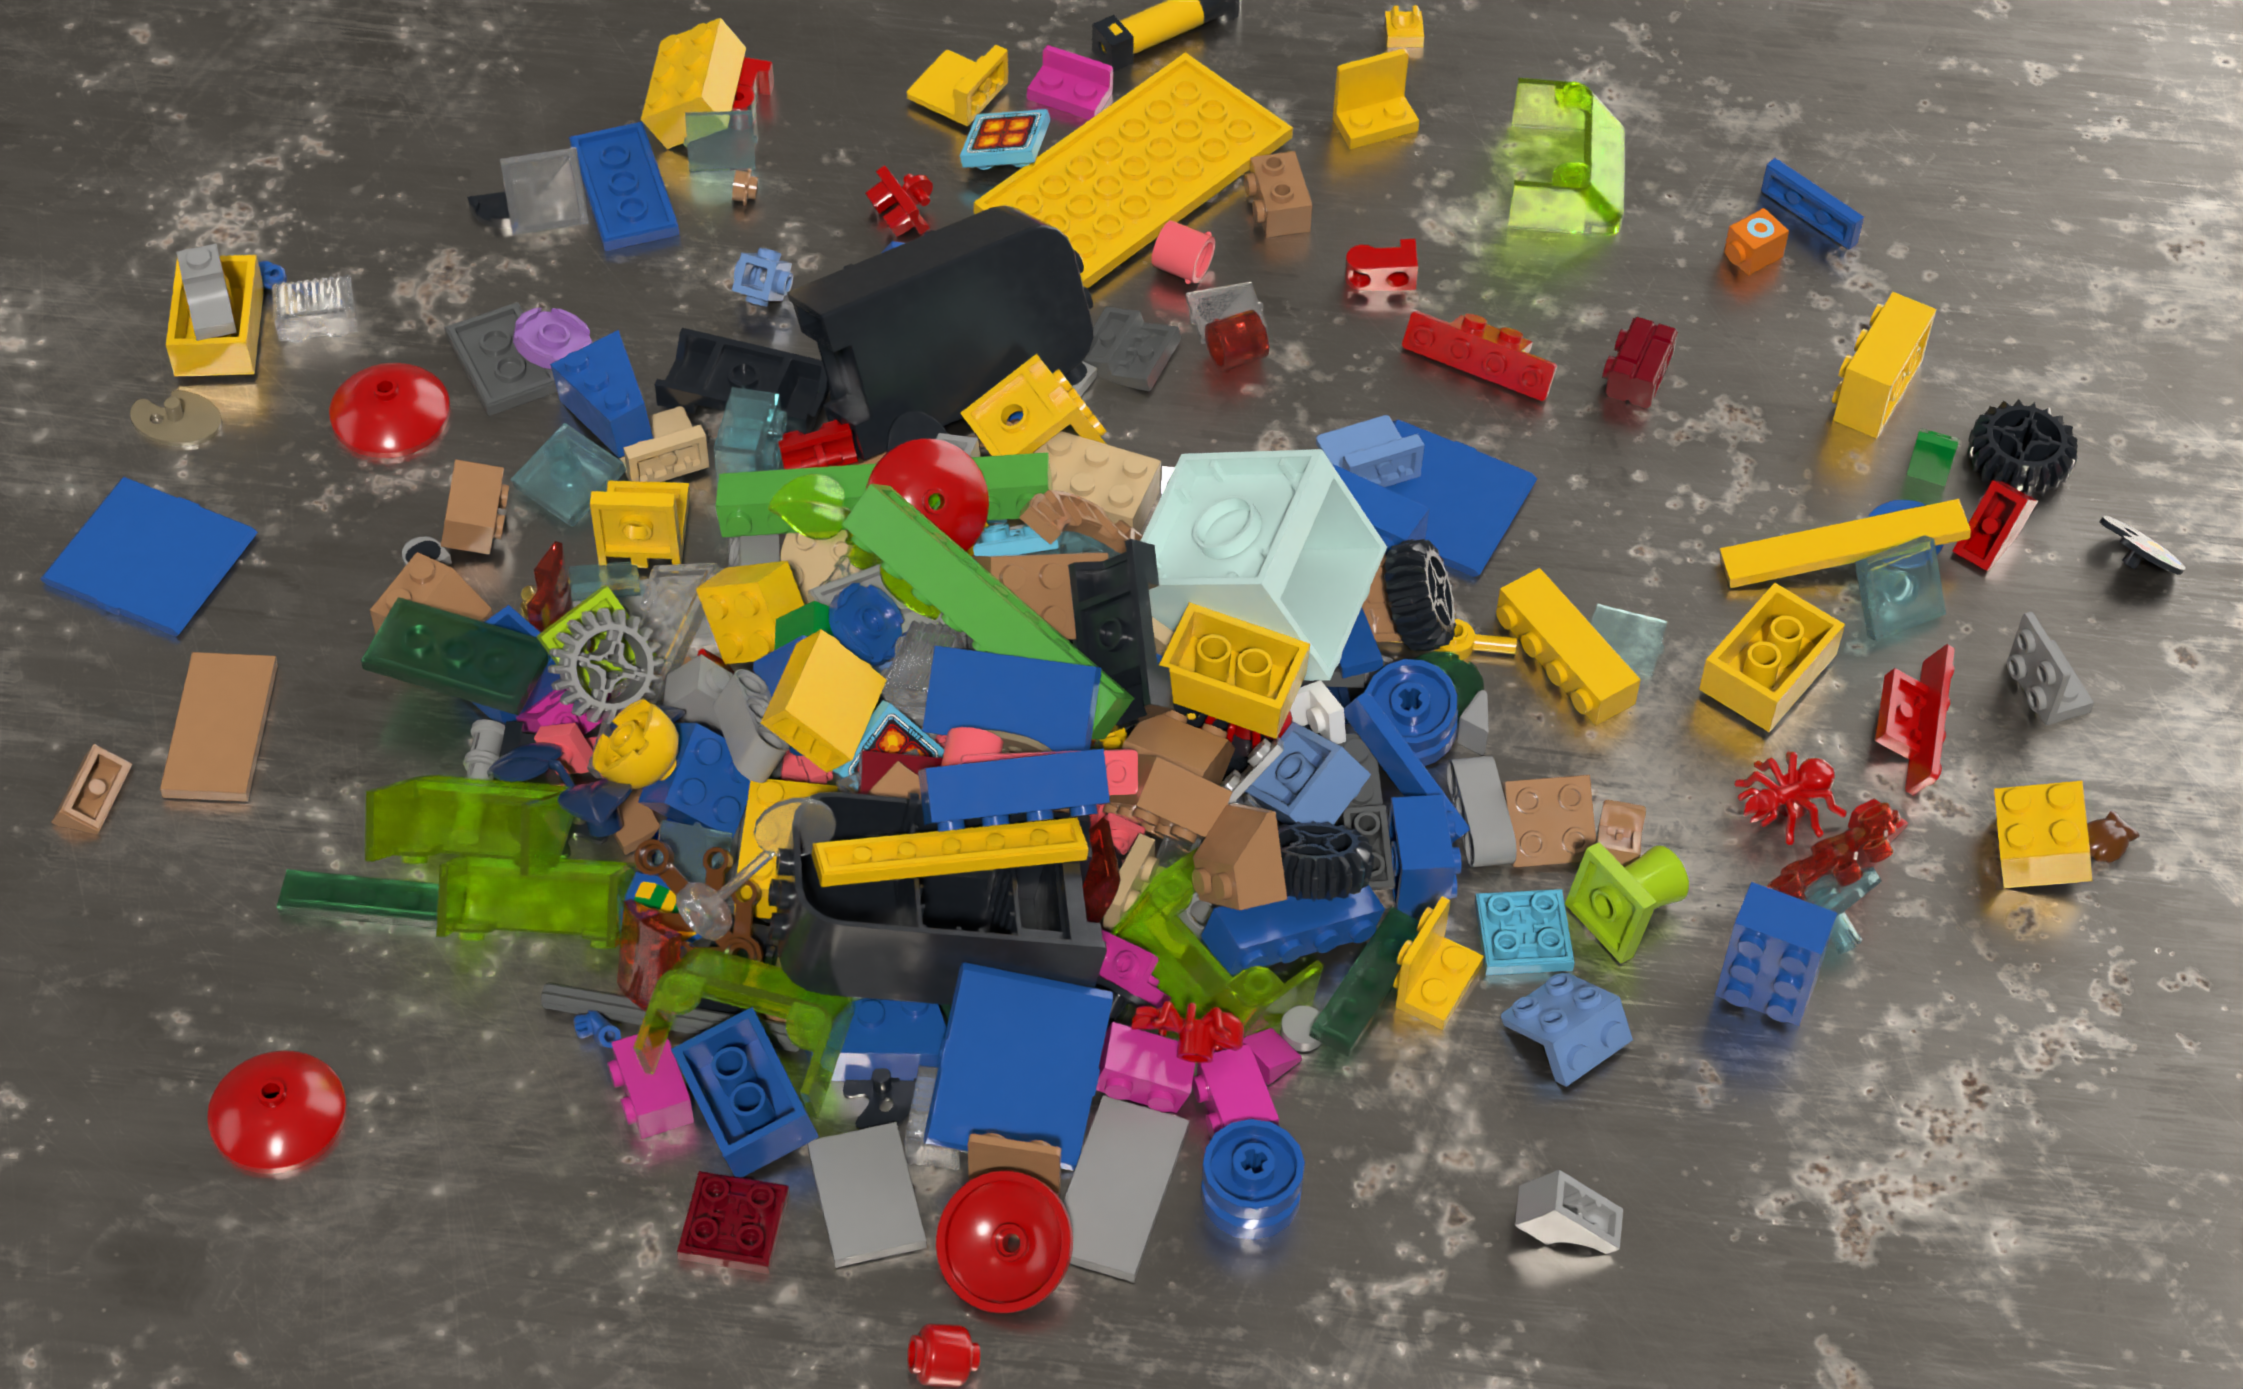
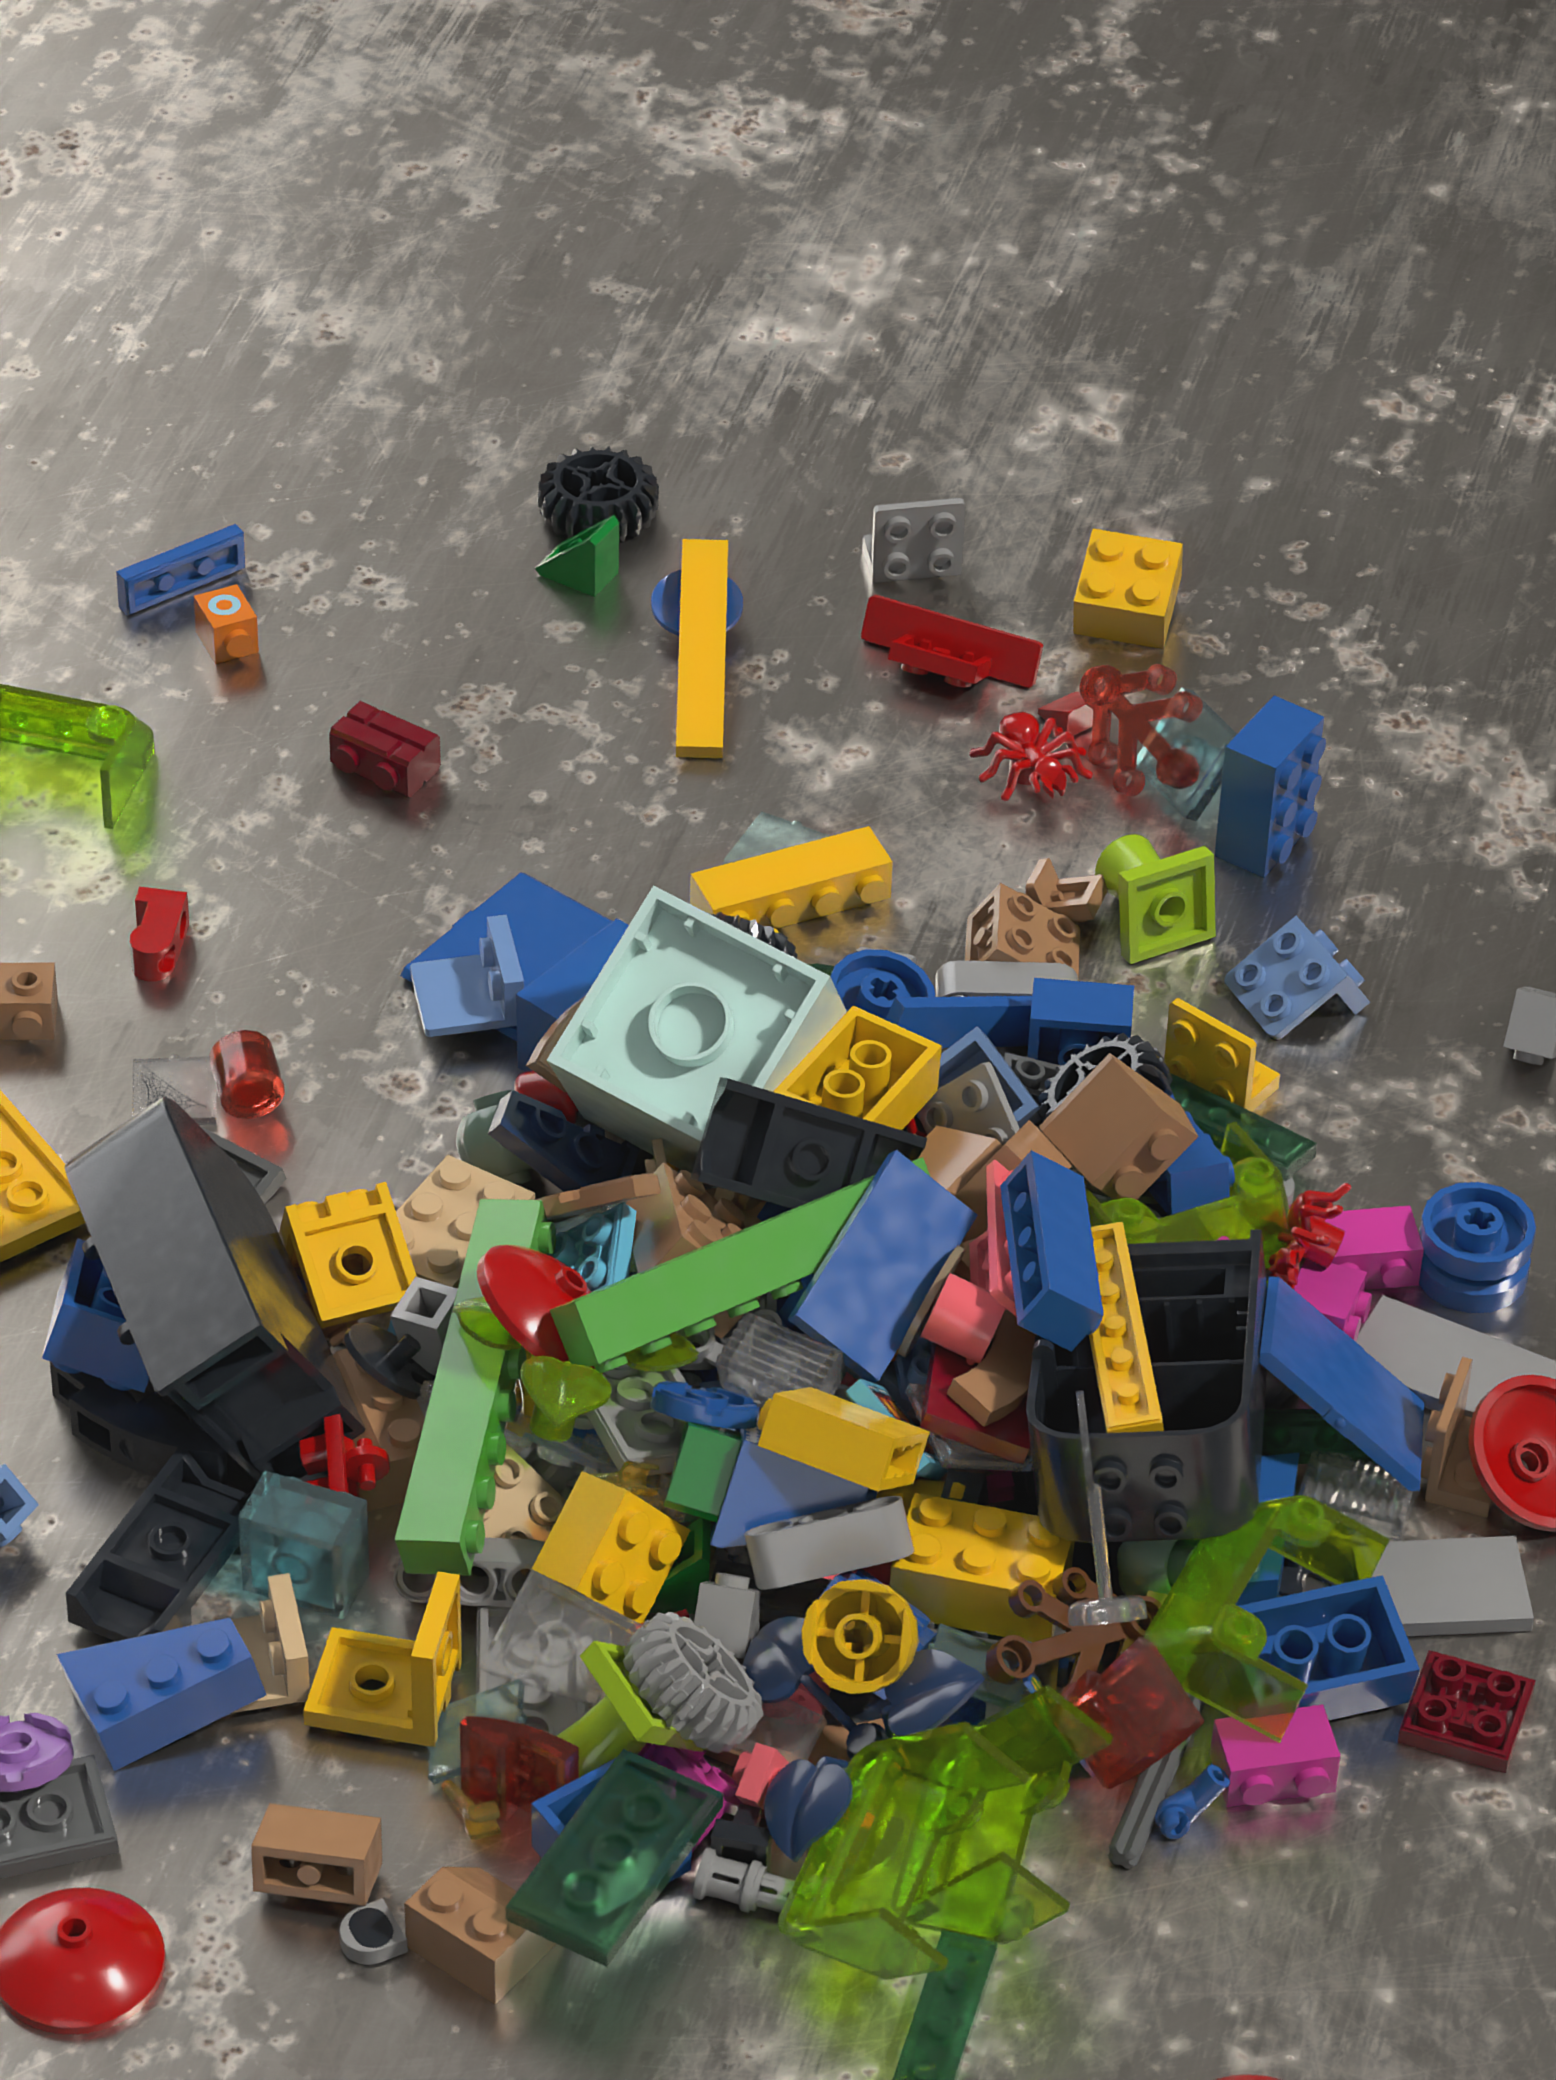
camera: 80 degrees left, 10 degrees down
(566, 473) = (271, 1756): clear light blue tile -> none
(798, 597) = (631, 1477): none -> clear yellow hand
(1183, 251) = (79, 1099): coral piece -> none
(1481, 351) = (323, 874): red bracket -> none
(1524, 932) = (1162, 981): medium azure tile -> none
(1771, 657) = (853, 728): yellow brick -> none
(1882, 364) = (465, 556): yellow brick -> none
(1900, 588) = (781, 615): clear light blue tile -> none
(1995, 524) = (697, 517): red slope -> none
(2142, 547) = (758, 446): black piece -> none

